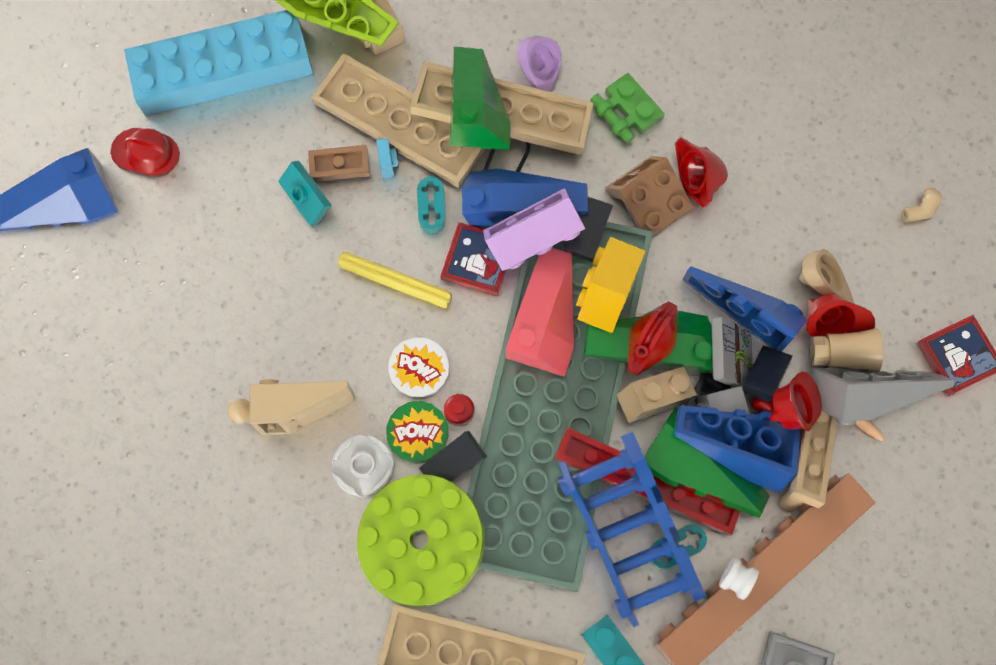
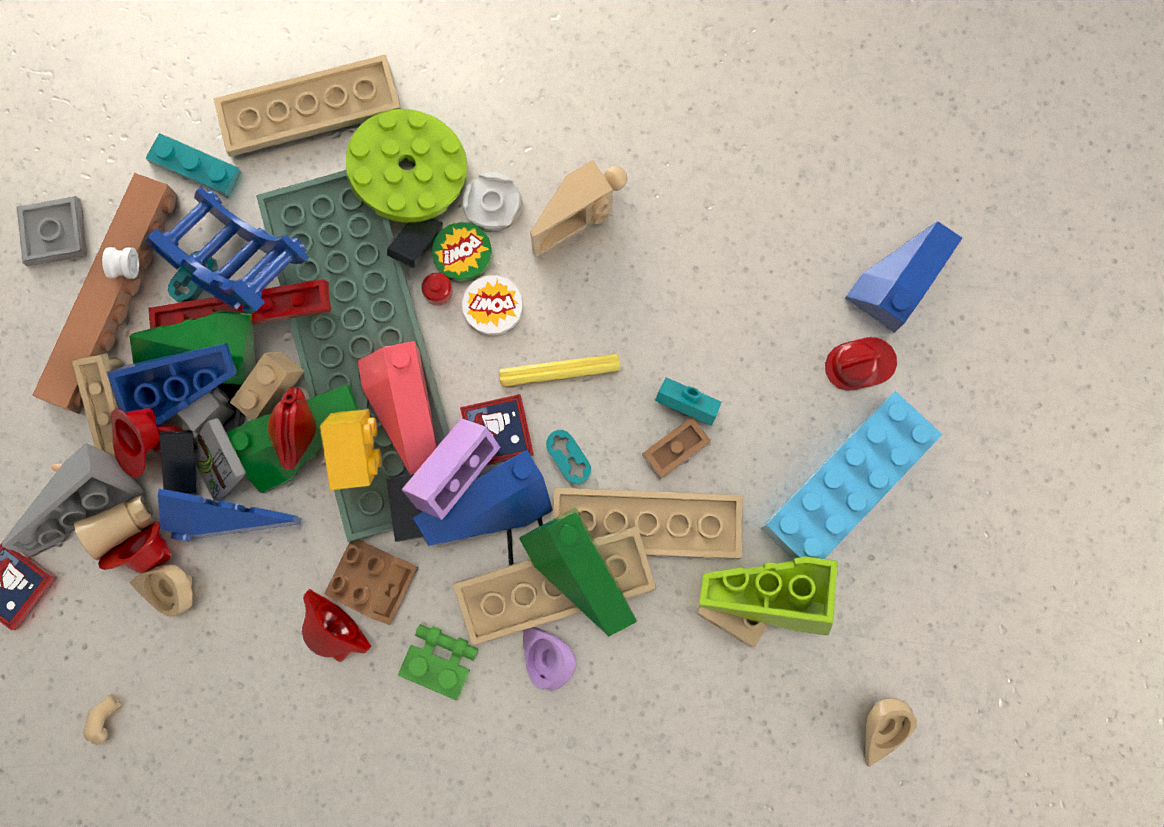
camera: 150 degrees right, 5 degrees up
(387, 158) = (634, 475): medium azure plate -> none

